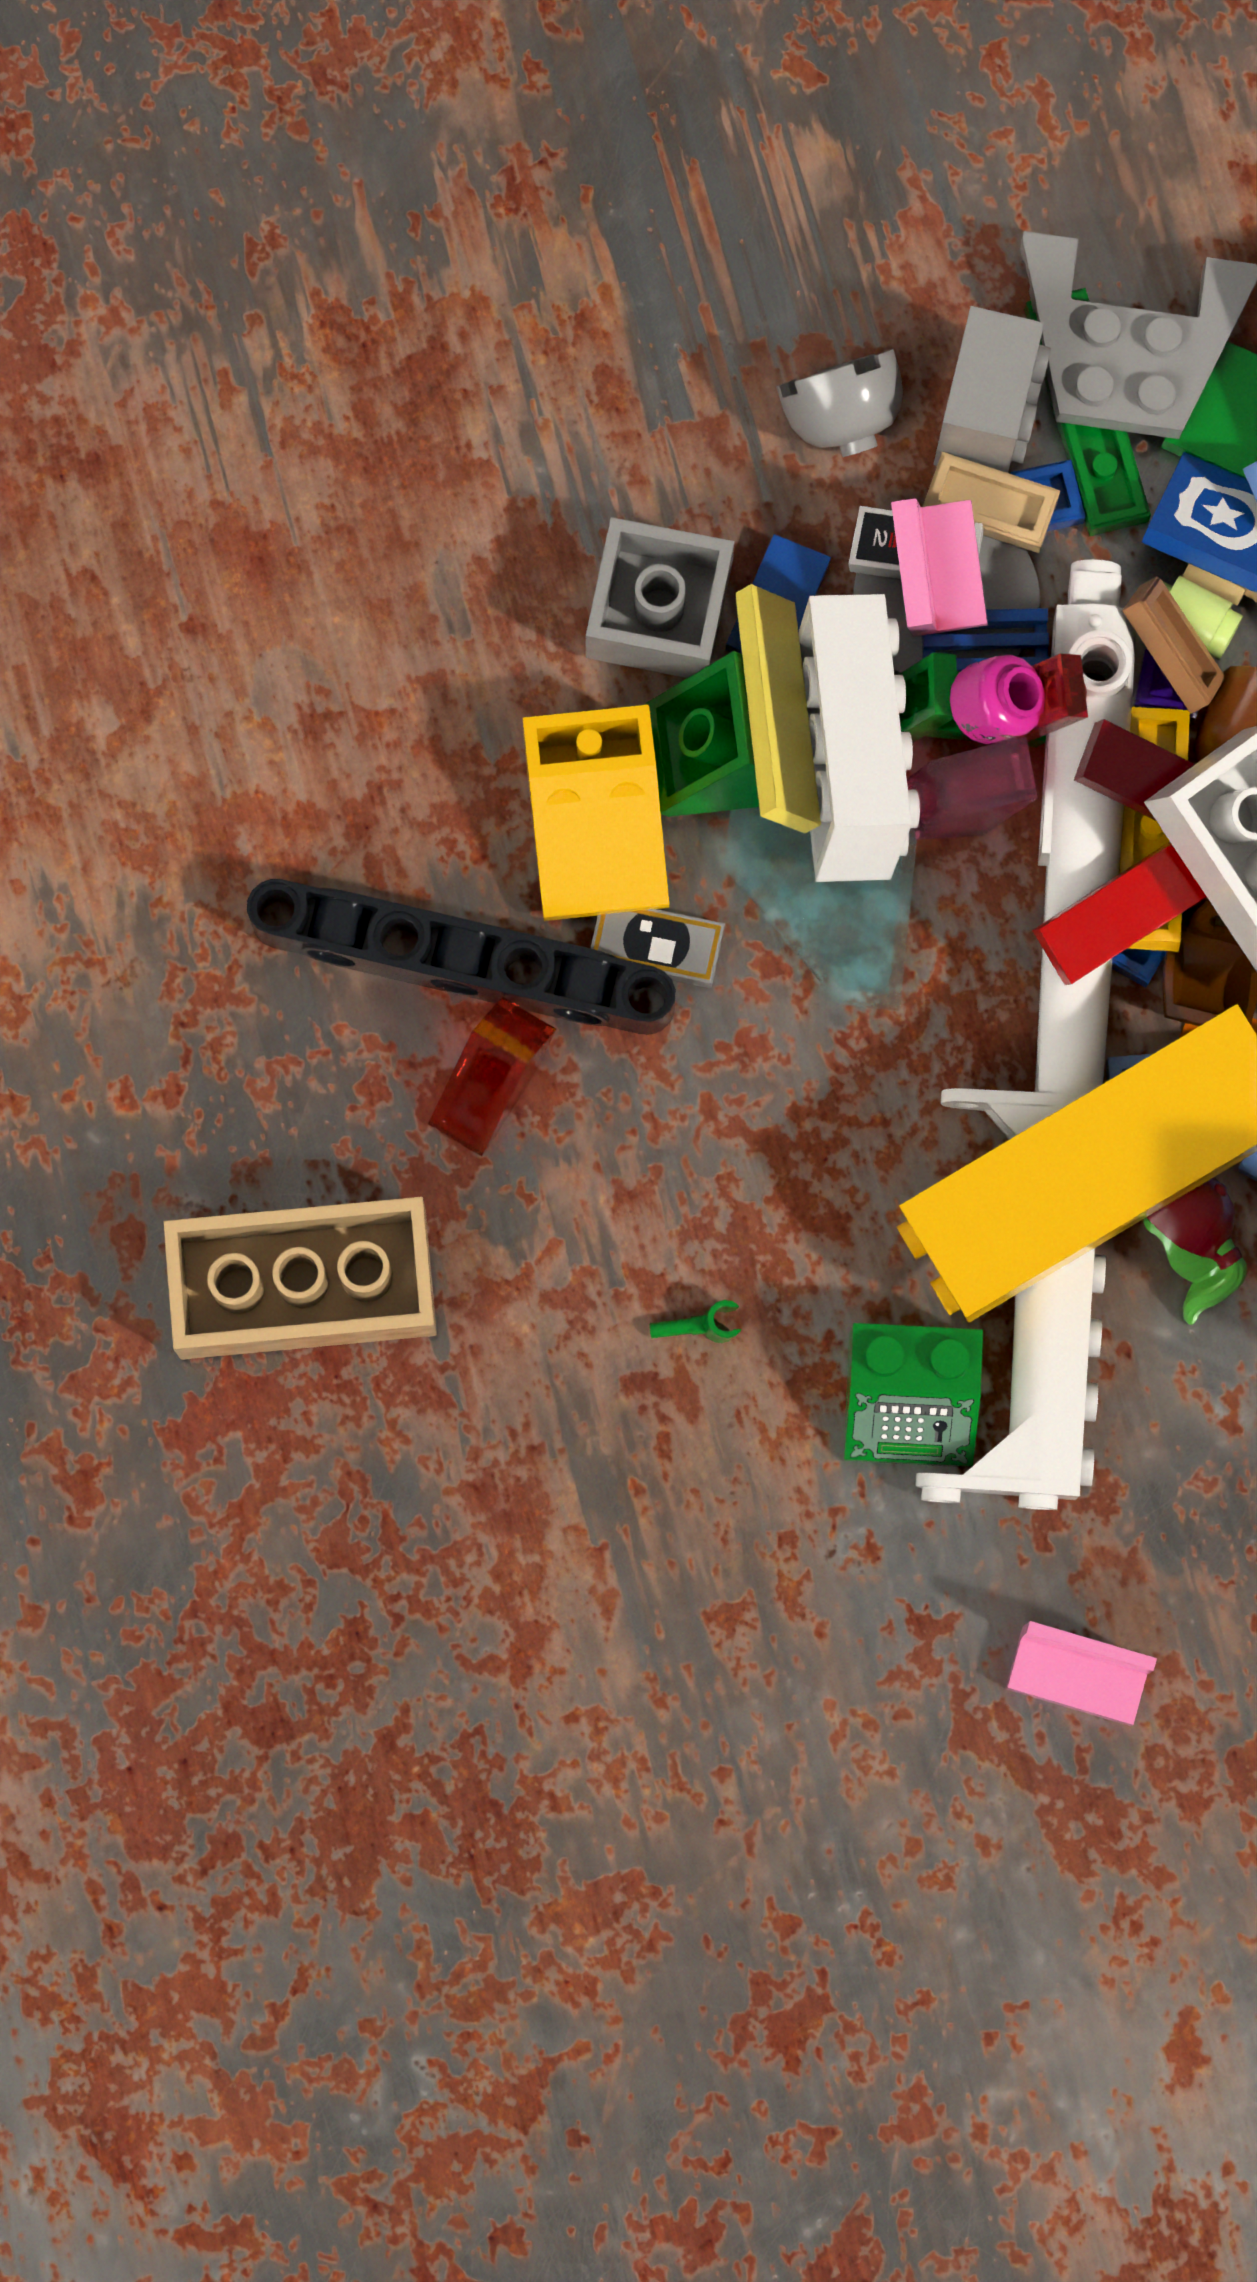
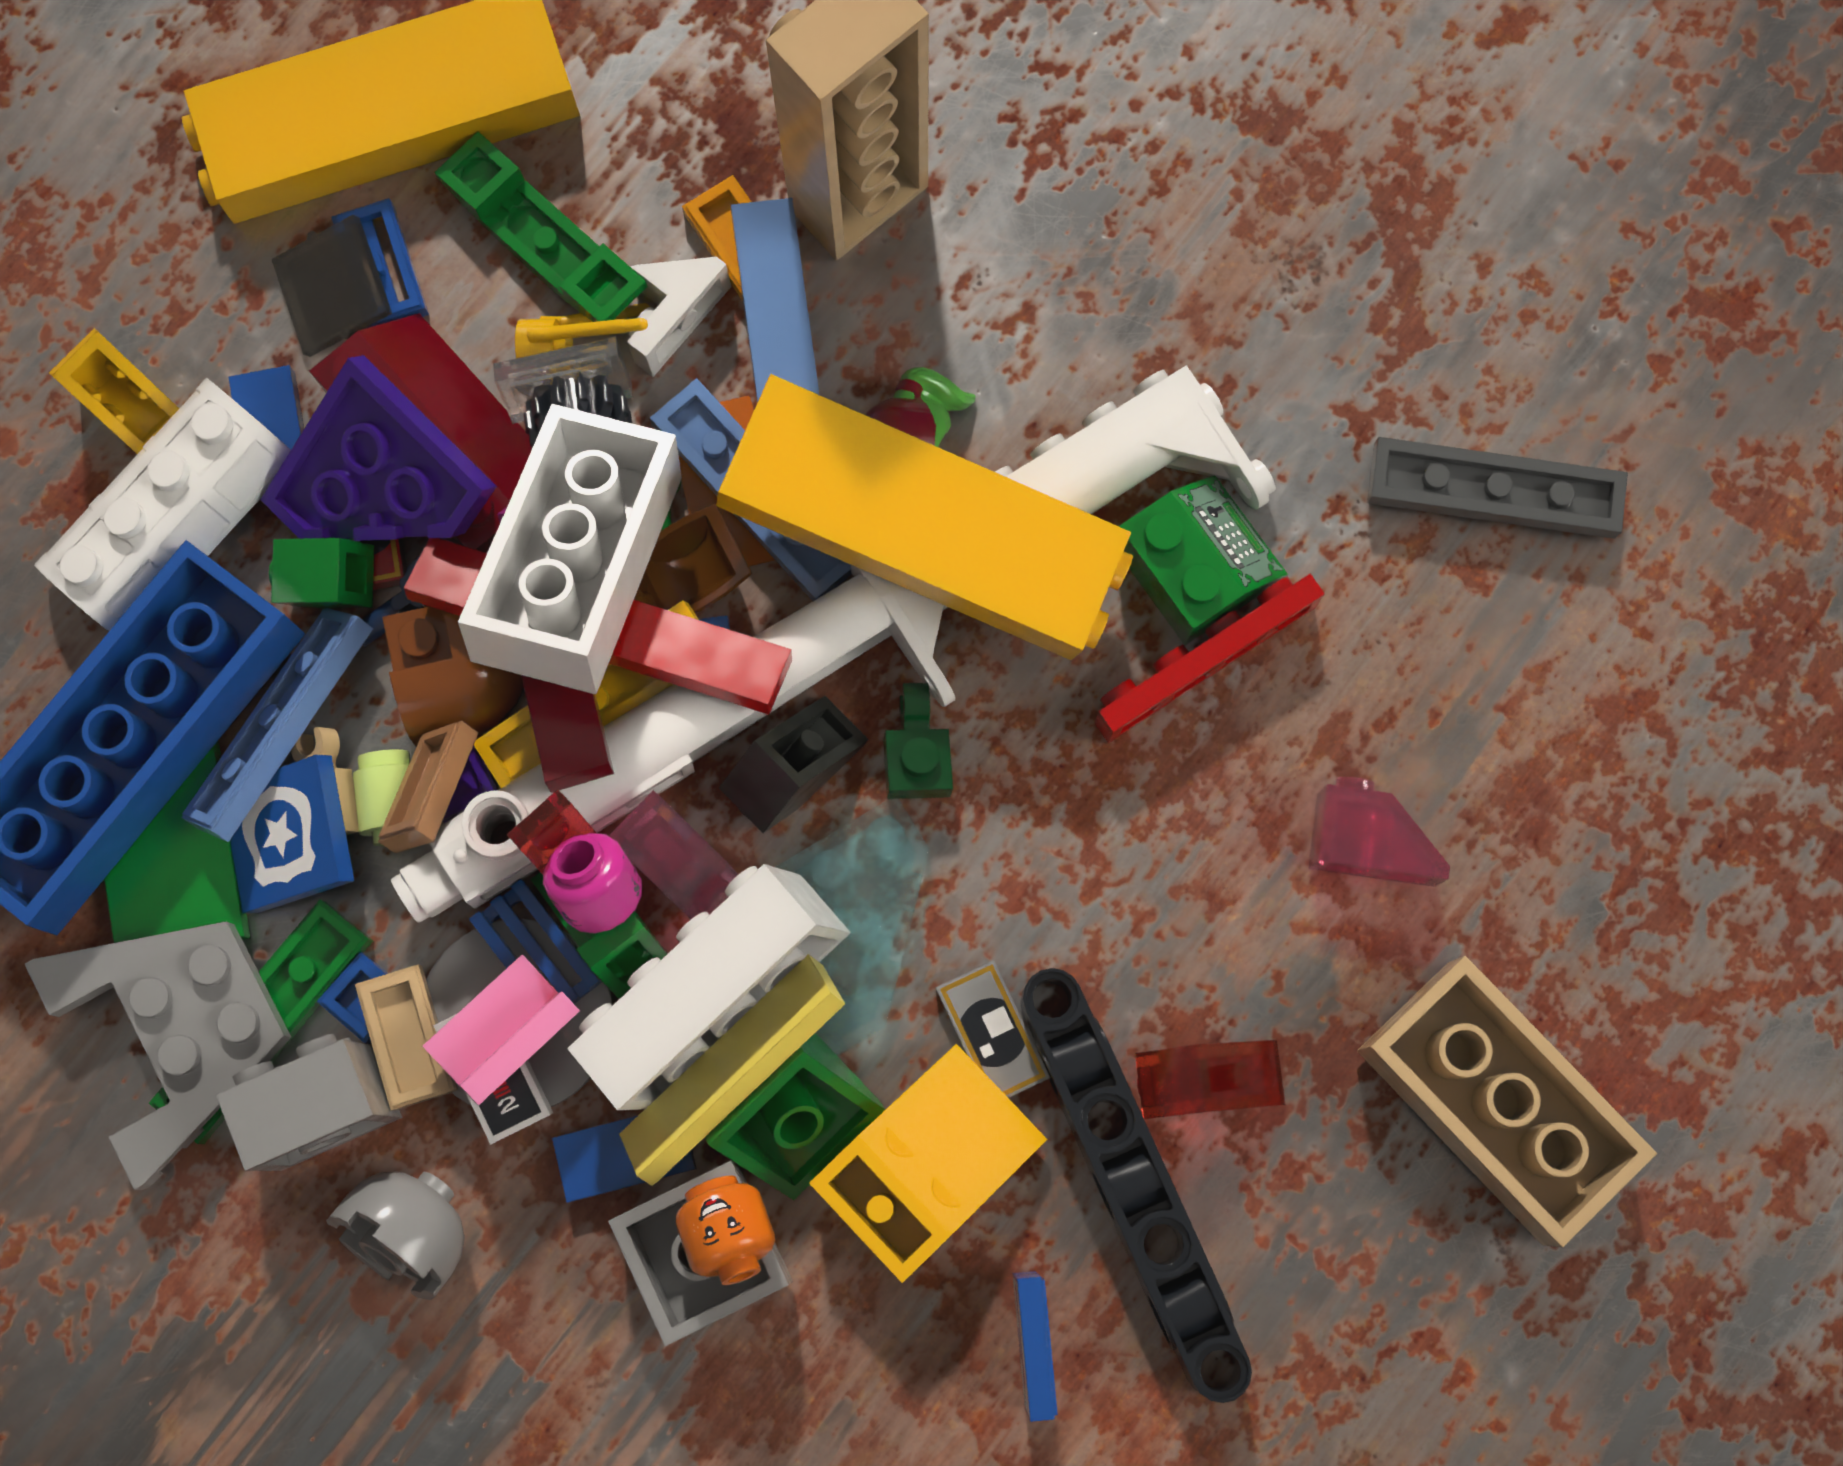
camera: 125 degrees left, 0 degrees up
(403, 785) = (1035, 1346): none -> blue tile
(581, 1346) = (1371, 836): none -> clear pink slope
(661, 611) = (725, 1229): none -> orange head
(697, 1325) = (1273, 762): green hand -> none
(785, 1685) = (1497, 487): none -> dark grey plate
(824, 1360) = (1228, 641): none -> red plate
(918, 1043) = (917, 756): none -> dark green plate
(986, 944) = (792, 763): none -> pearl dark grey slope
(1079, 1673) = (1307, 284): bright pink panel -> none

